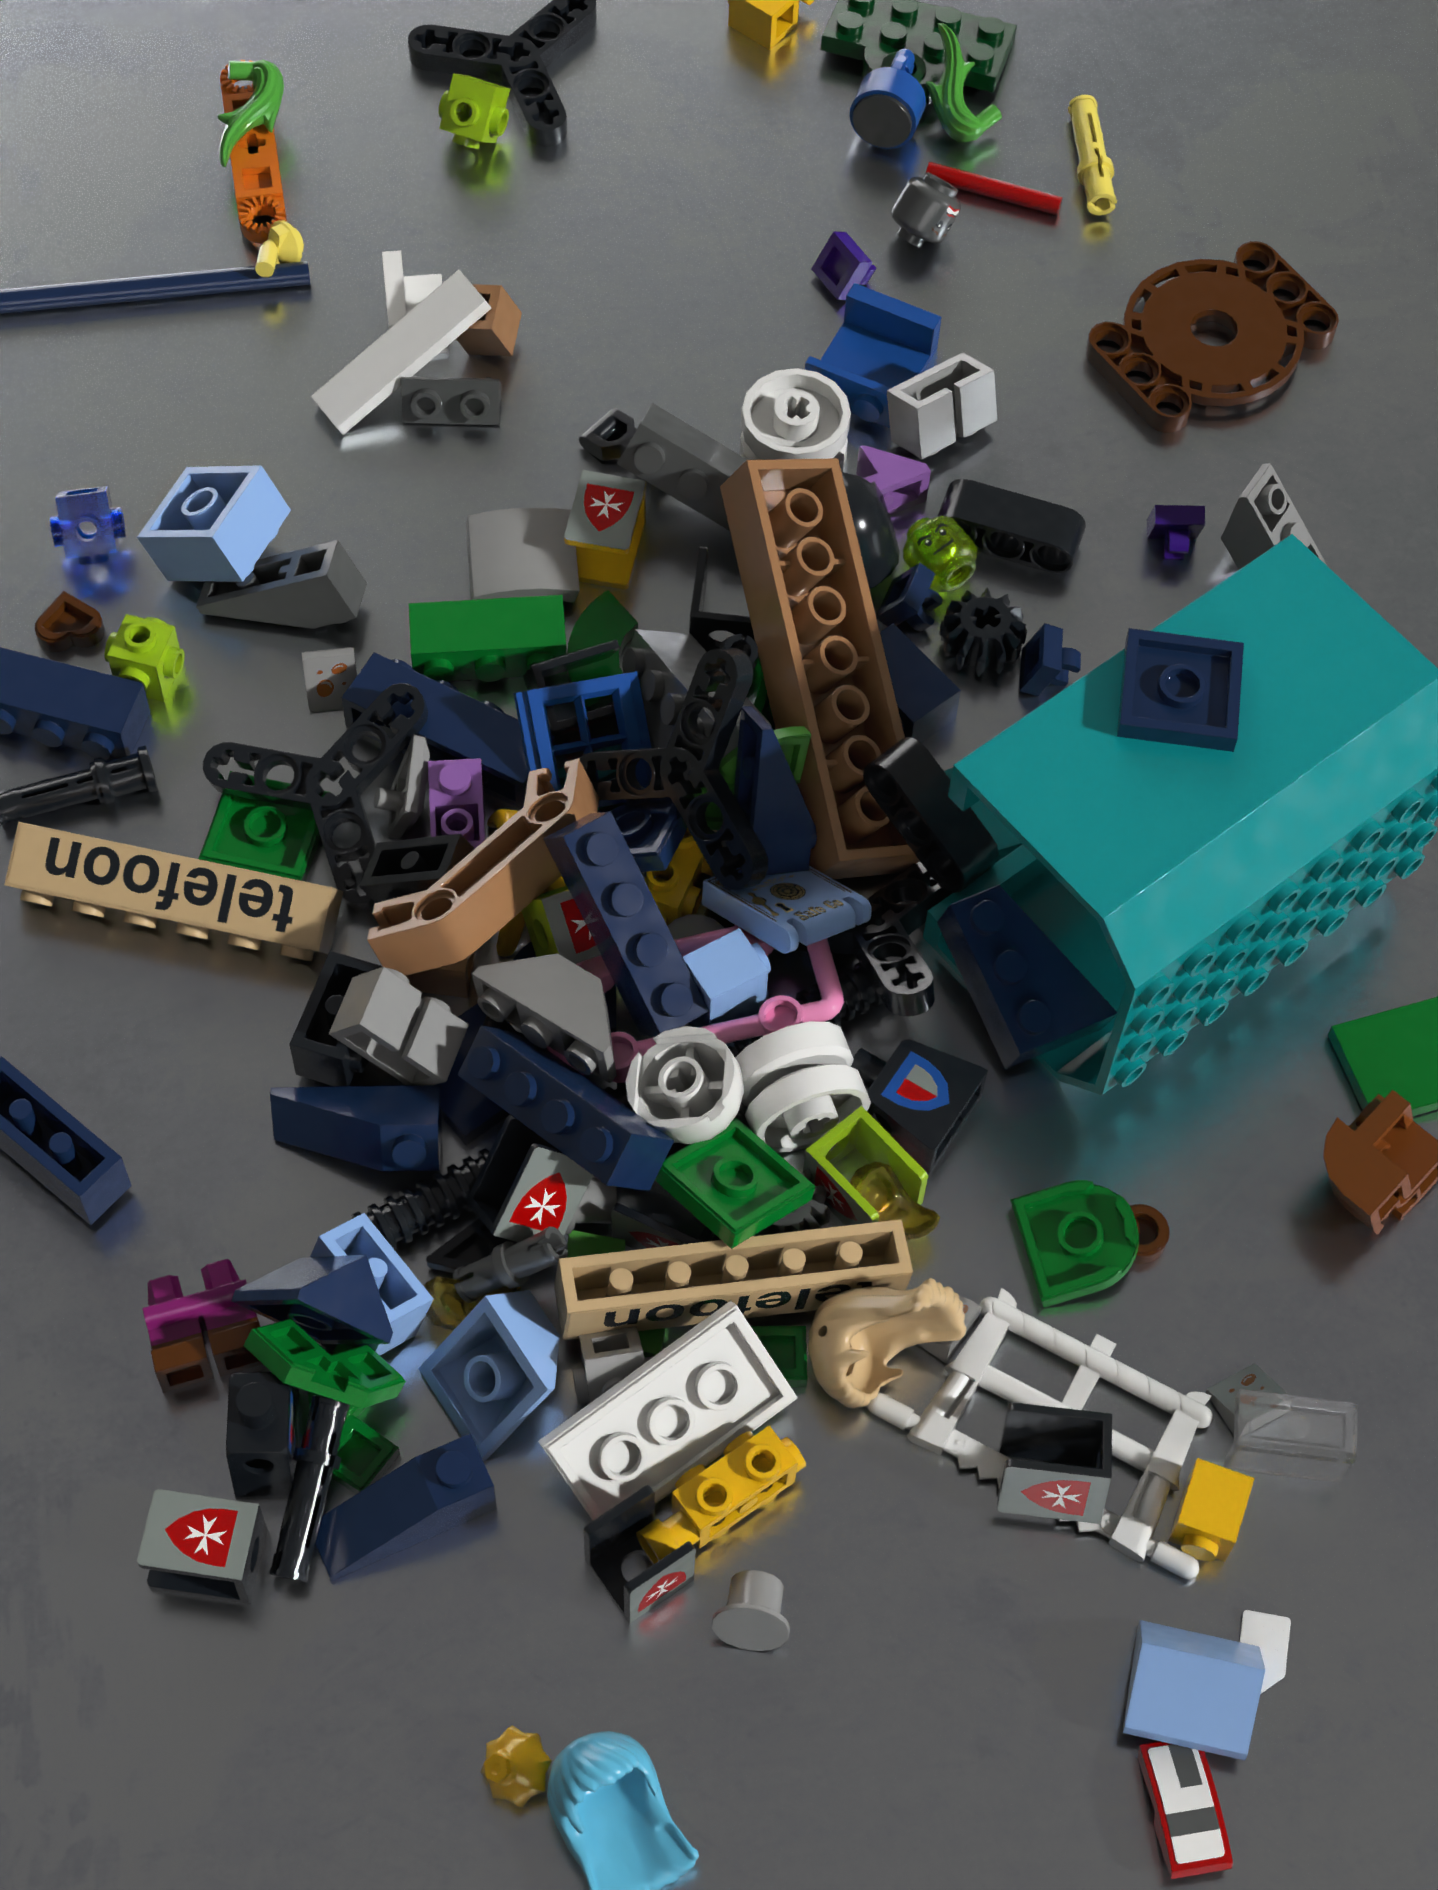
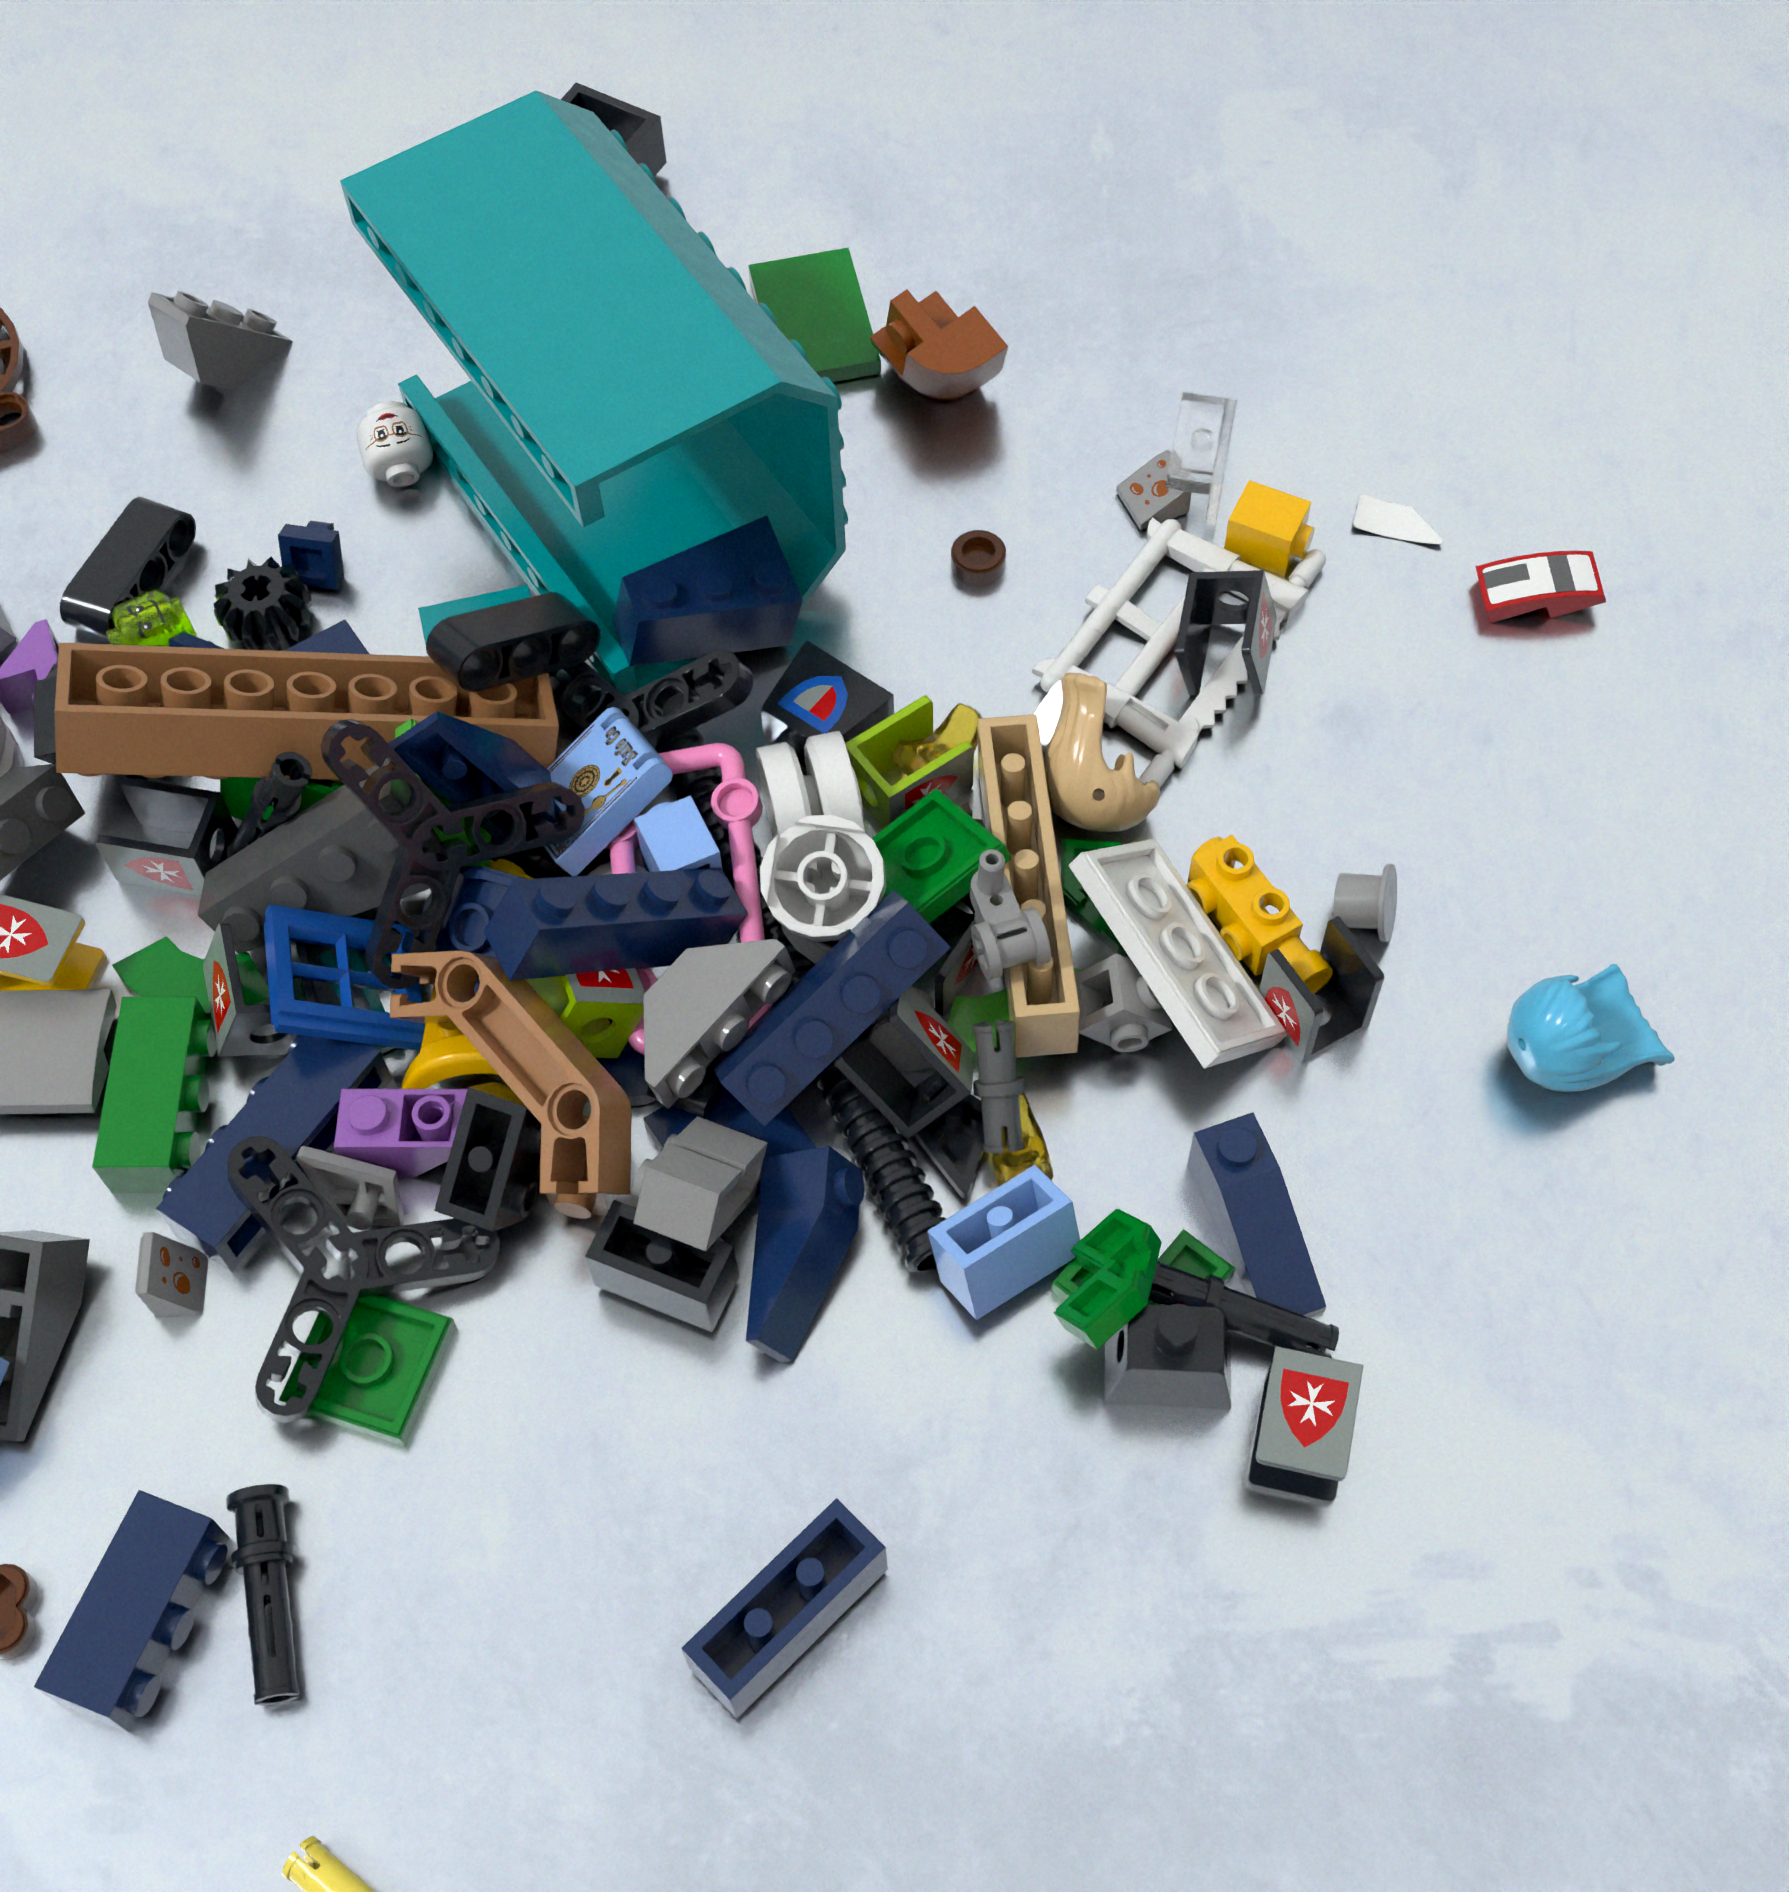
camera: 80 degrees left, 0 degrees up
(146, 653) = (84, 1496): lime brick -> none
(175, 889) = (447, 1464): tan brick -> none
(178, 1325) = (1045, 1431): hips -> none
(325, 1296) = (1028, 1274): dark blue slope -> none
(495, 1367) = (1108, 1120): light blue slope -> none
(516, 1766) = (1530, 1125): yellow piece -> none
(642, 1233) = (1002, 931): none -> light grey piece
(1076, 1238) = (984, 603): green tile -> none
(1176, 526) = (174, 426): dark purple tile -> none
(1181, 690) = (520, 284): dark blue tile -> none
(1193, 1690) = (1434, 558): light blue slope -> none

